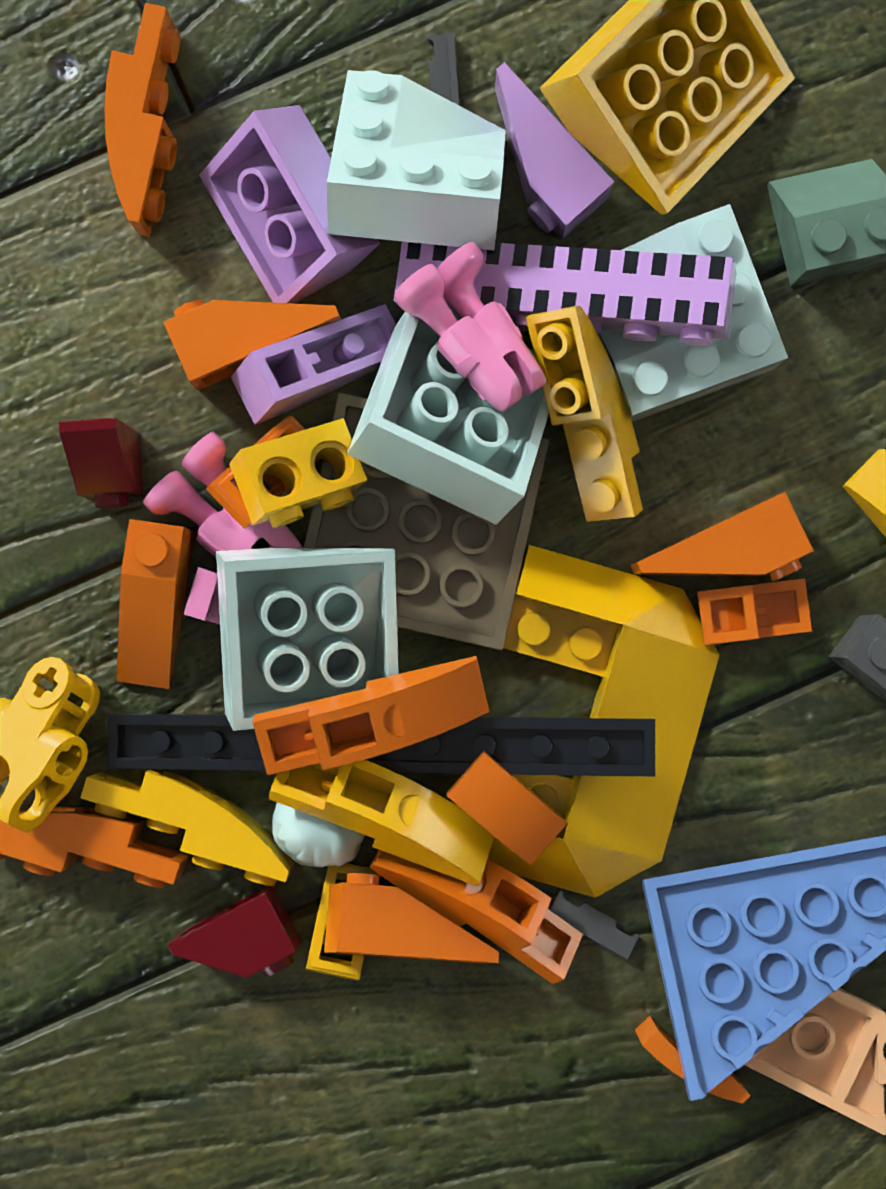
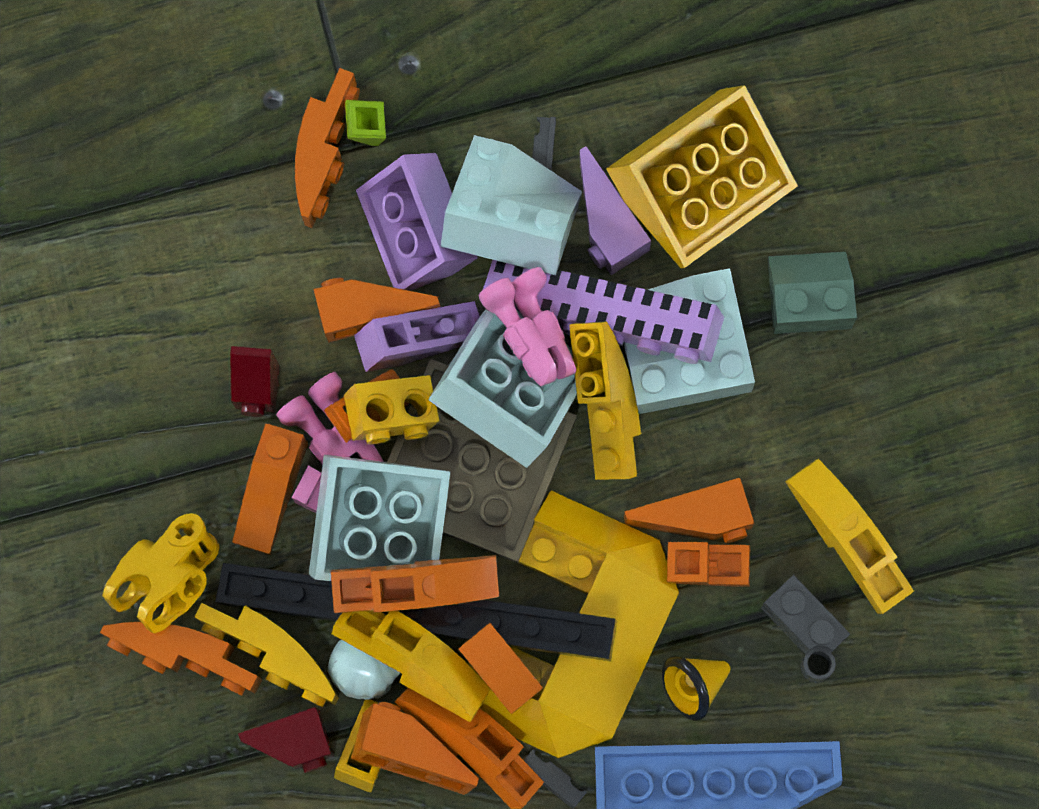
camera: 15 degrees right, 10 degrees down
(195, 75) = (365, 121): none -> lime slope
(761, 777) = (693, 684): none -> yellow hat

